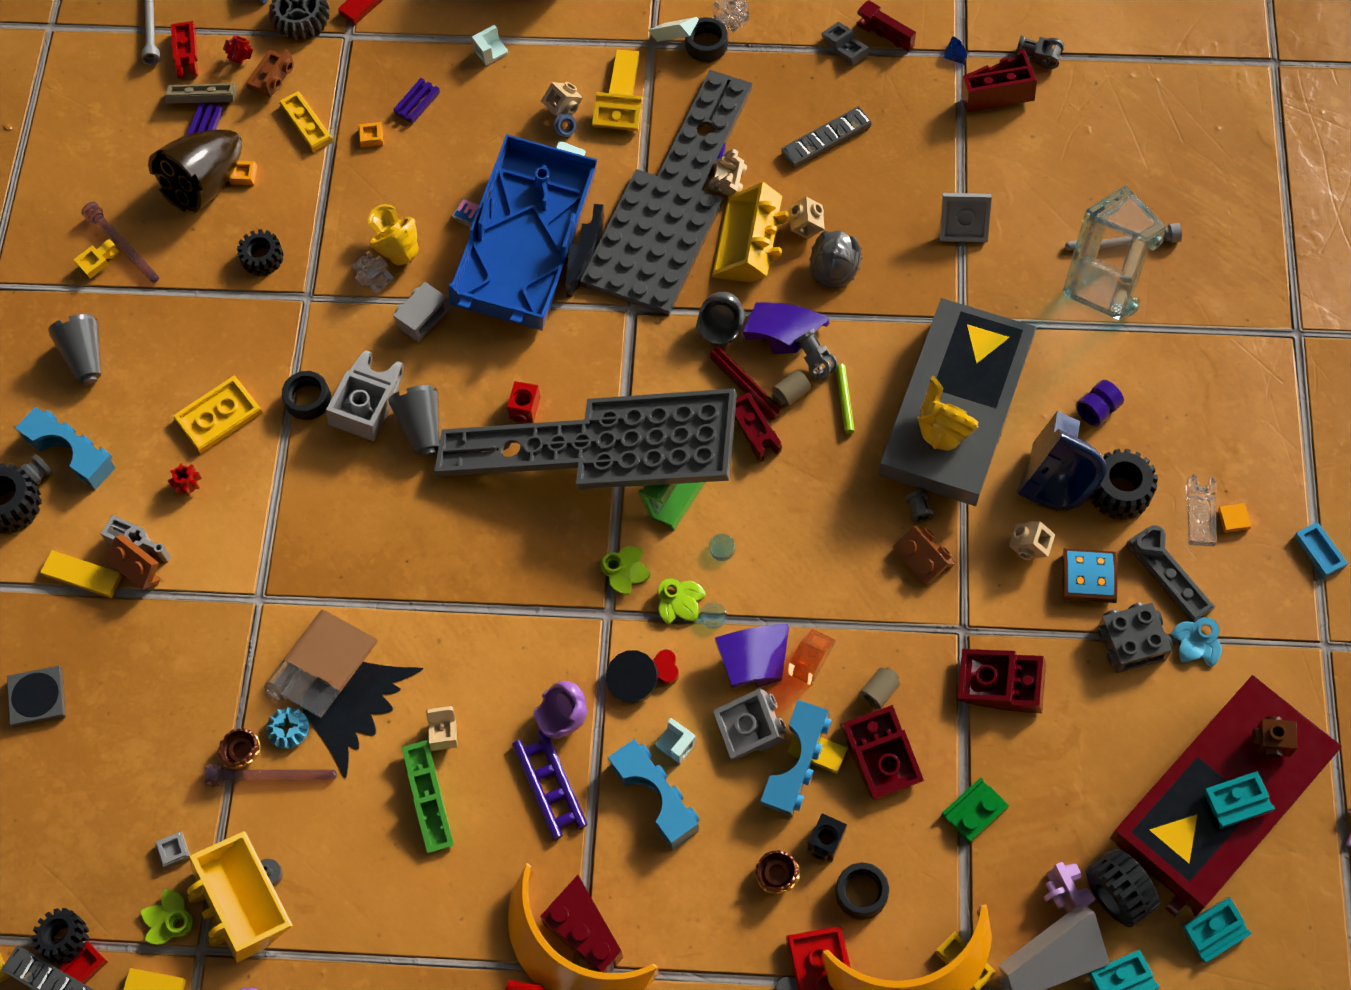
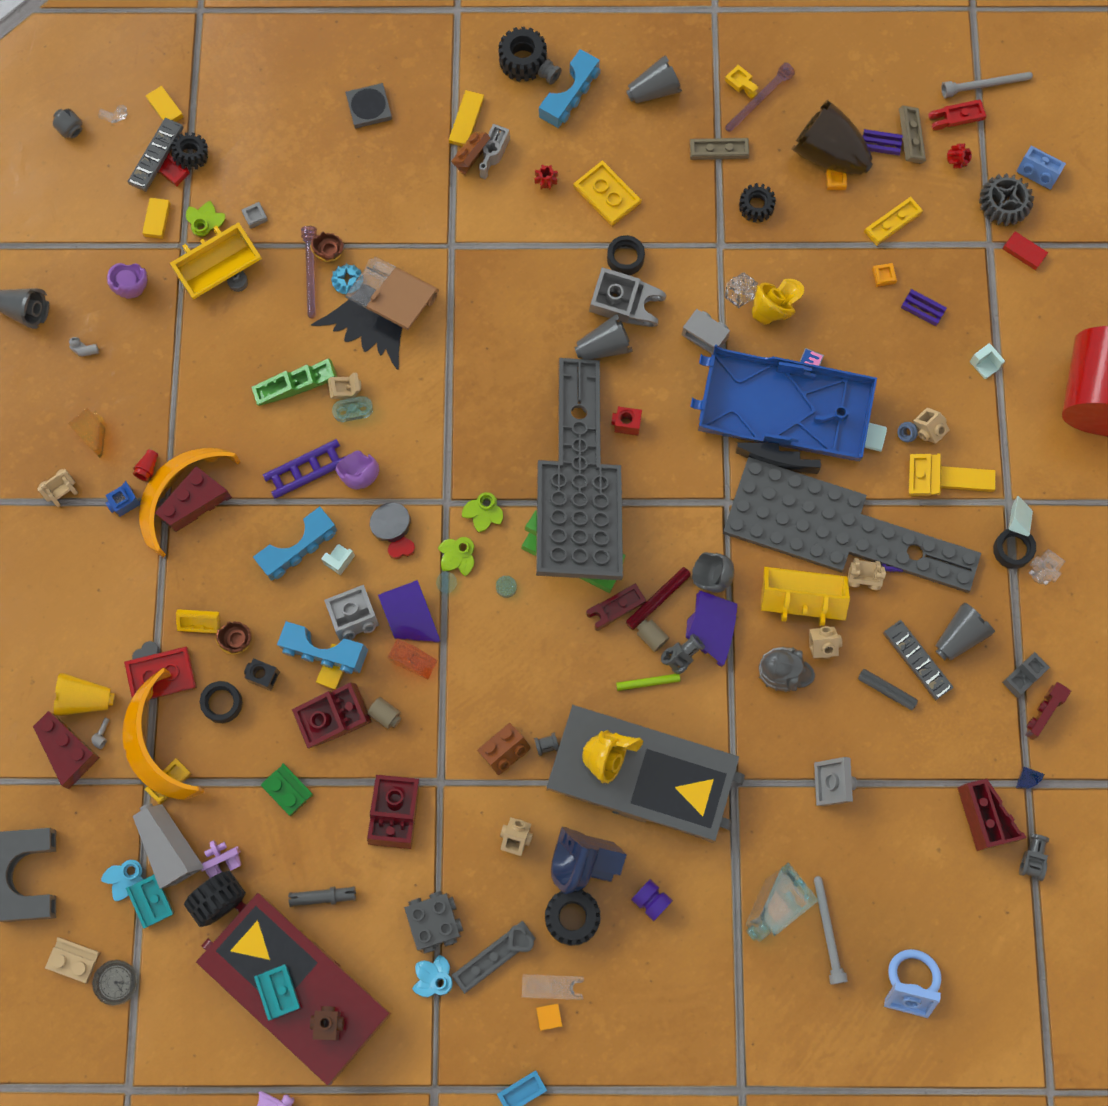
camera: 85 degrees right, 10 degrees up
(180, 290) = (719, 148): none -> dark tan tile
(270, 72) = (938, 185): dark orange bracket -> none
(473, 722) = (352, 407): none -> clear light blue plate
(752, 921) = (197, 621): none -> yellow plate
(800, 88) = (963, 633): none -> dark grey cone
(858, 166) = (887, 689): none -> dark grey axle
(1089, 575) = (489, 887): dark azure slope -> none
(1108, 765) = (322, 896): none -> dark grey pin
(1192, 163) = (912, 997): none -> light blue tile
(1216, 929) = (189, 977): teal plate -> none

